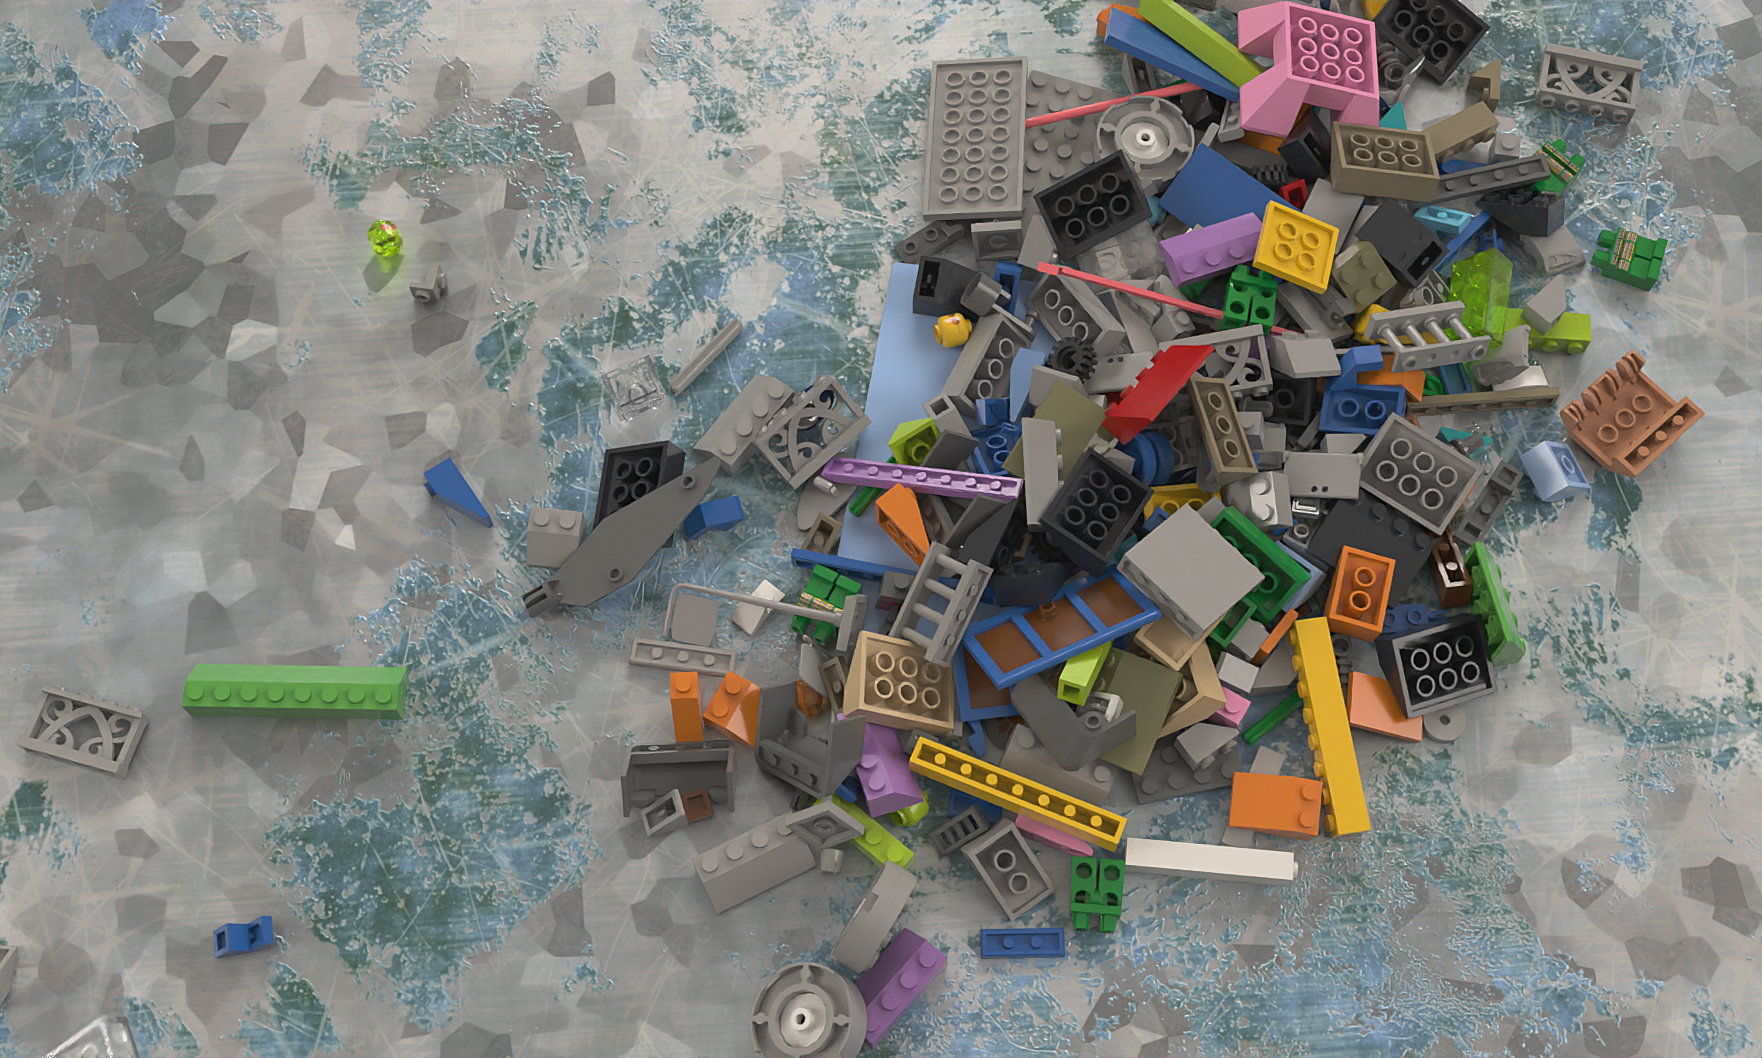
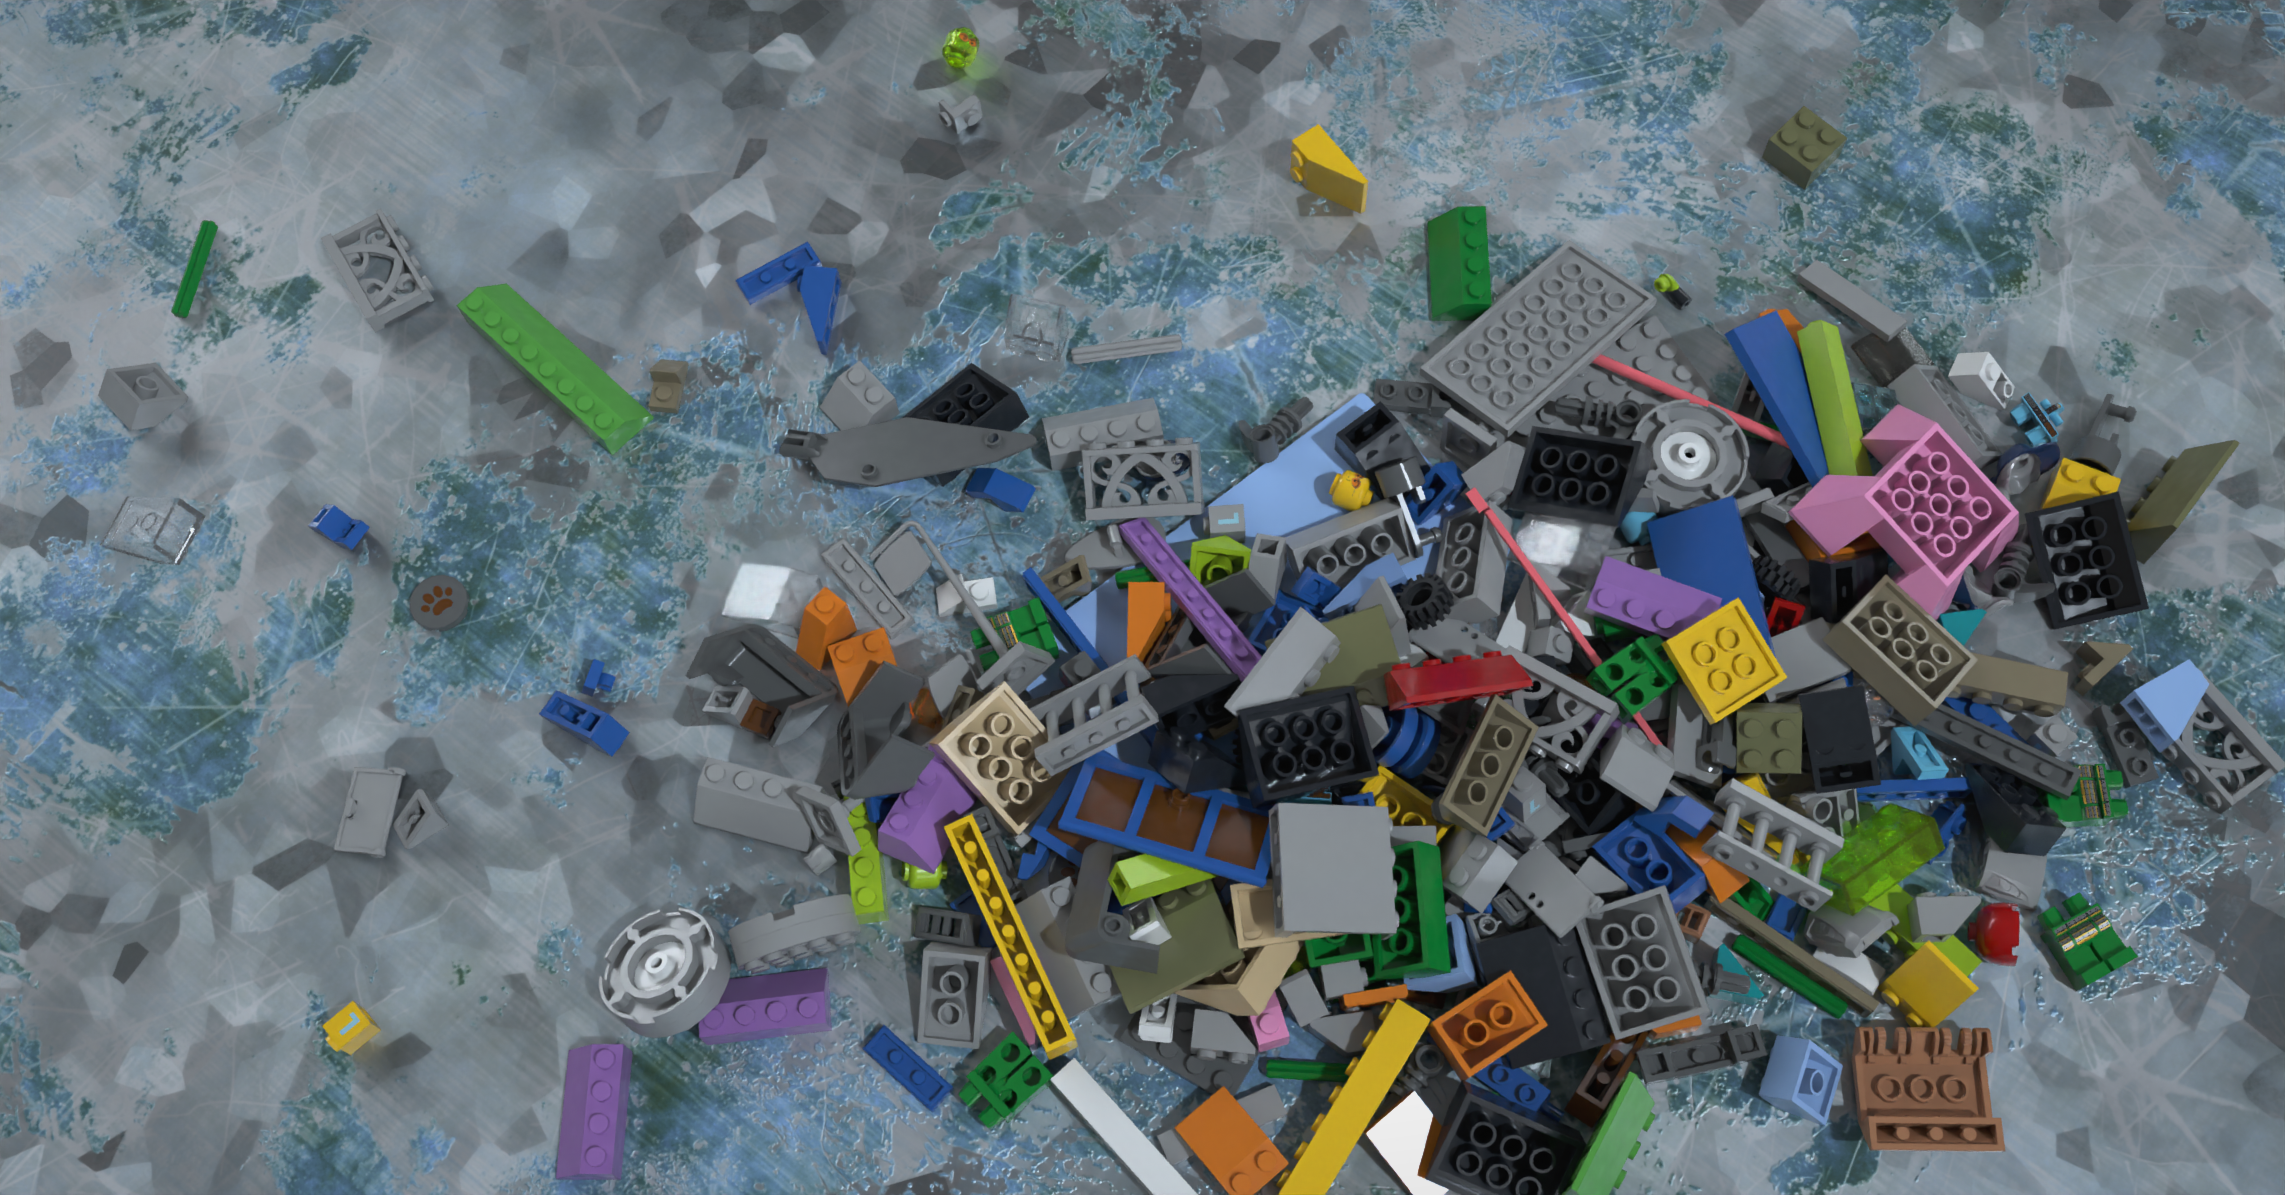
camera: 45 degrees right, 0 degrees up
(377, 925) = (439, 603): none -> dark grey tile
(398, 637) = (668, 385): none -> dark tan slope
(402, 496) = (777, 273): none -> blue tile
(551, 877) = (597, 679): none -> blue tile
(573, 913) = (585, 723): none -> blue slope
(624, 718) = (771, 597): none -> clear slope
(734, 131) = (1327, 170): none -> yellow slope
(861, 342) = (1264, 439): none -> dark grey piece
(877, 130) = (1459, 264): none -> green slope
(890, 415) = (1225, 520): none -> light grey brick
(1023, 44) = (1668, 284): none -> arm
(1065, 154) = (1607, 414): none -> dark grey piece
(1160, 768) = (1158, 1020): none -> white slope
(1491, 416) = (1789, 976): none -> green axle
(1542, 119) = (2125, 745): none -> dark grey plate
(1552, 76) = (2167, 703): none -> light blue slope
(1577, 353) = (1926, 987): none -> yellow slope
(1584, 290) = (1996, 933): none -> red cylinder

